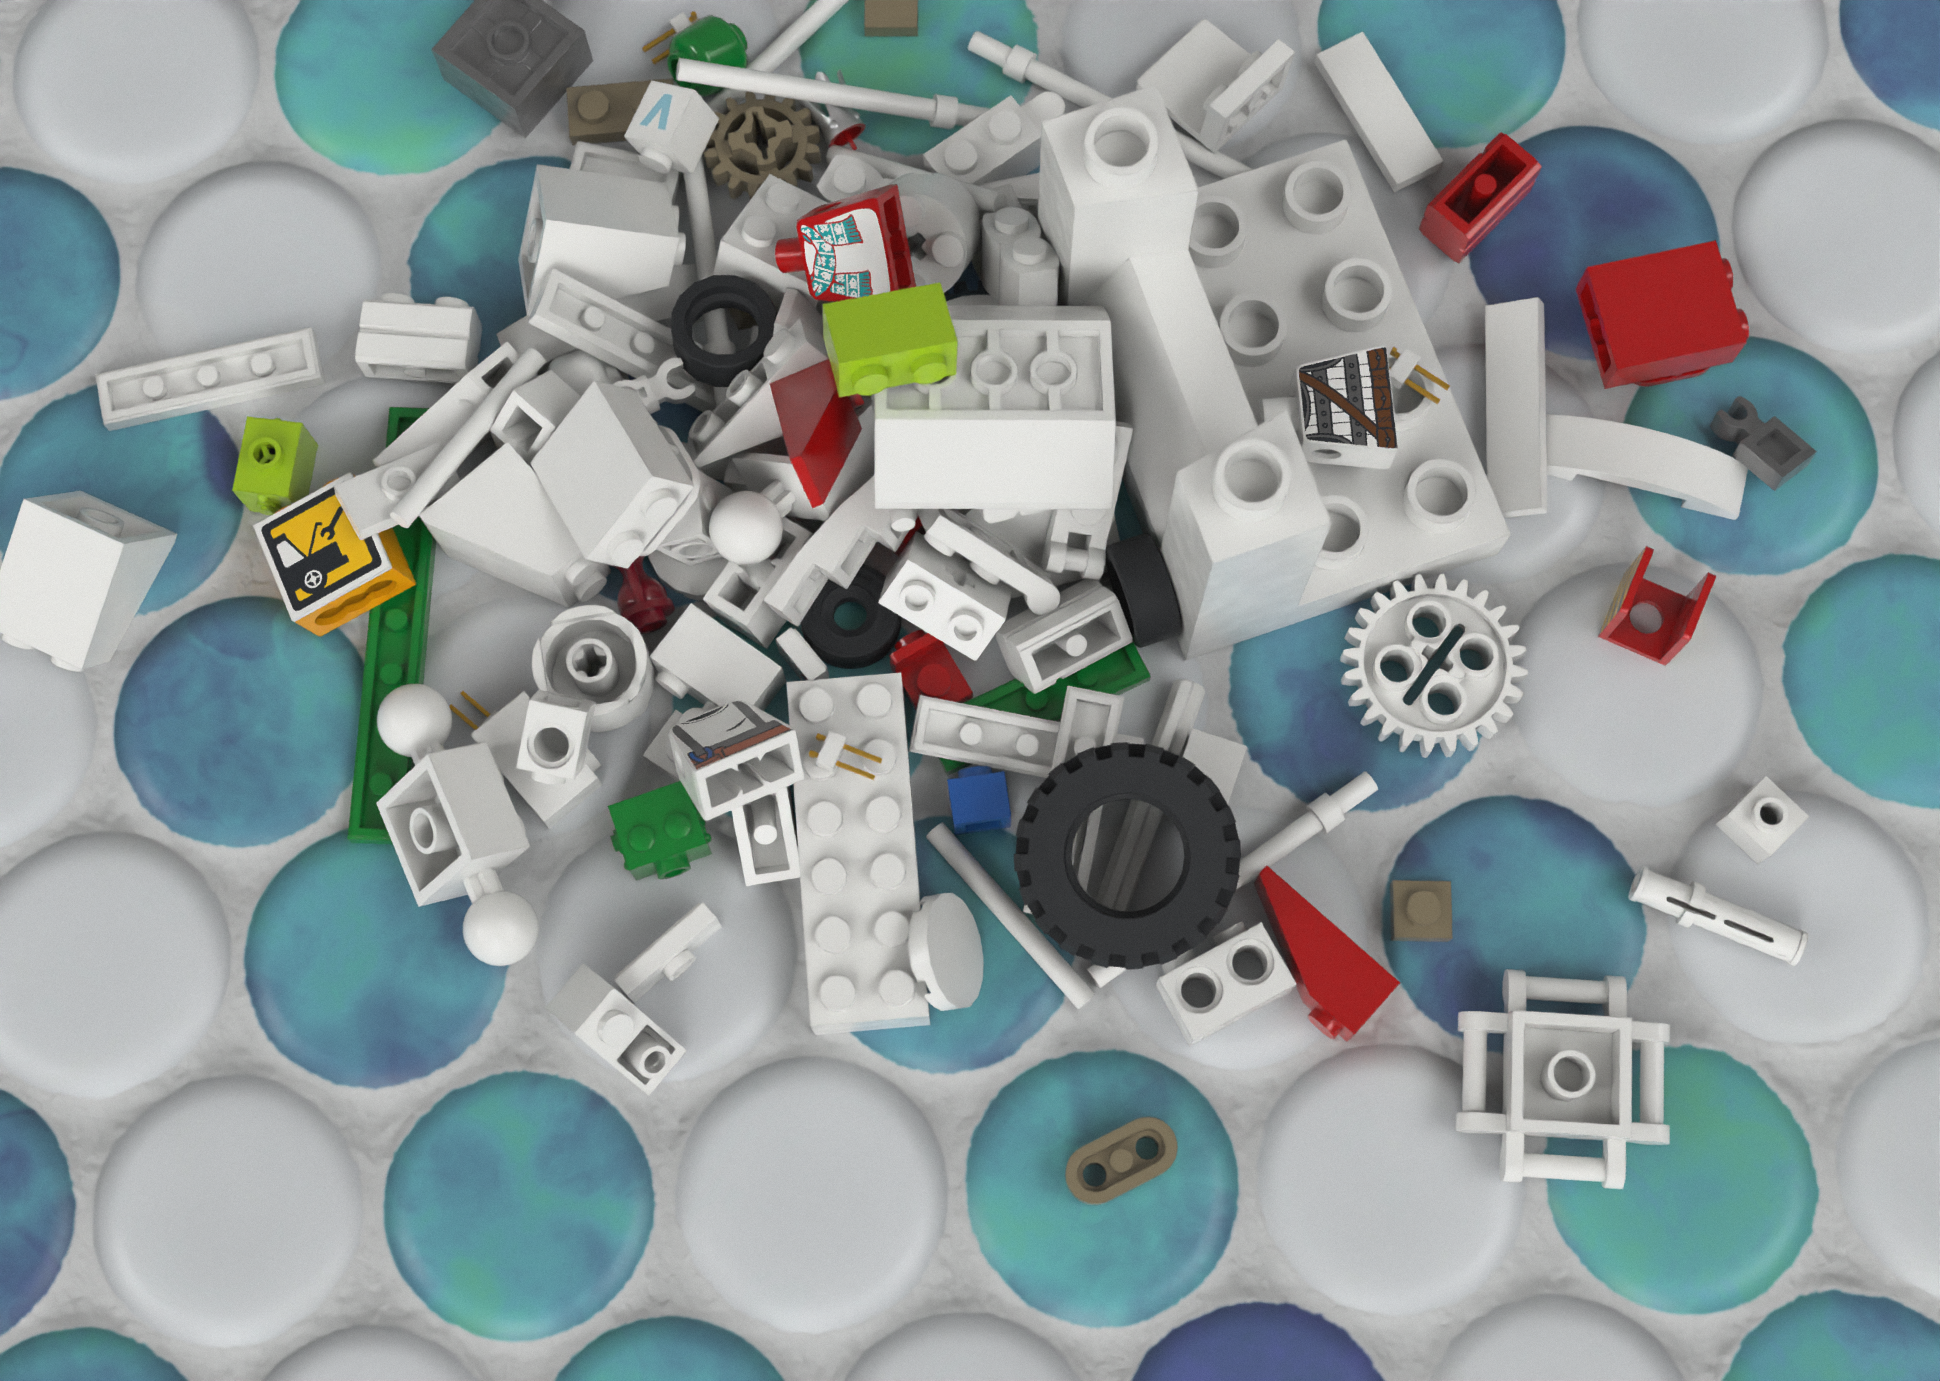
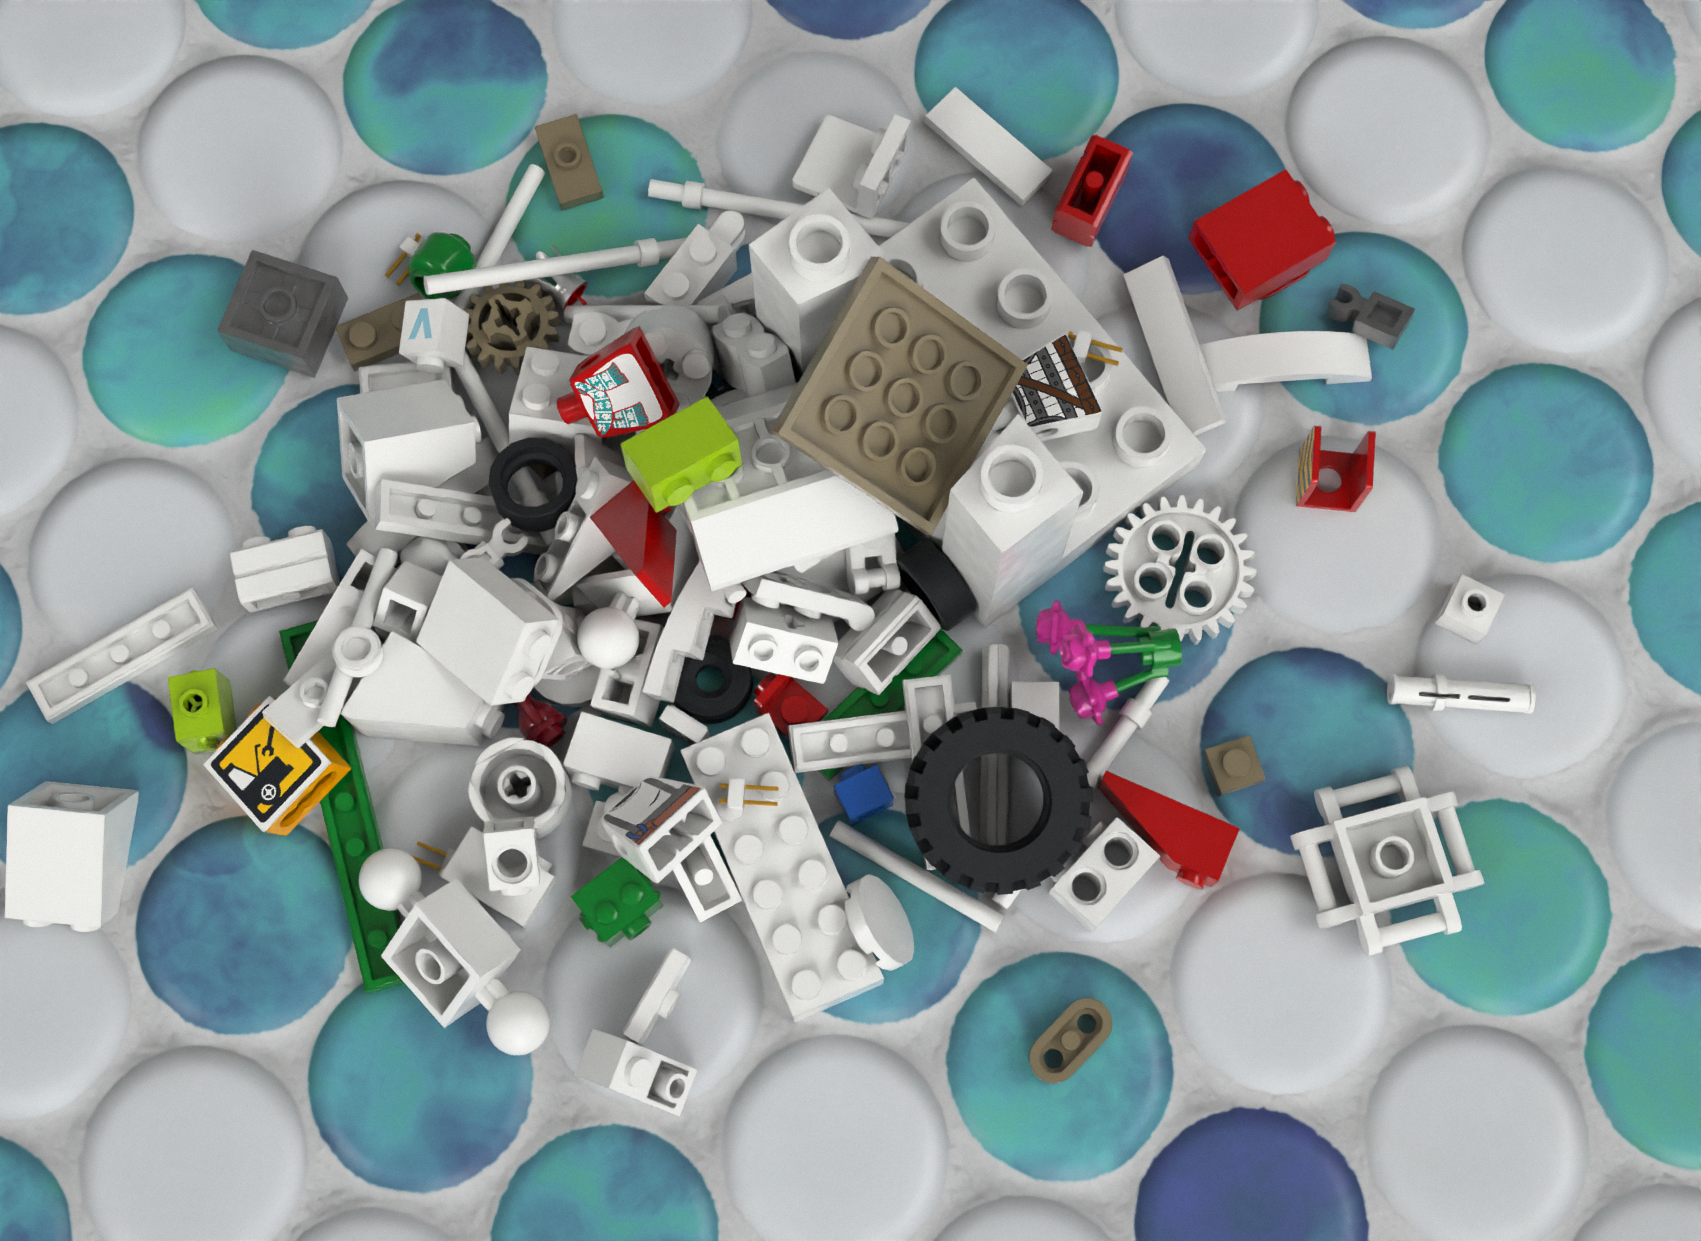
camera: 20 degrees left, 0 degrees up
(460, 451) = (357, 651): none -> white tile
(1160, 348) = (899, 395): none -> dark tan plate
(1281, 717) = (1081, 651): none -> dark pink plant

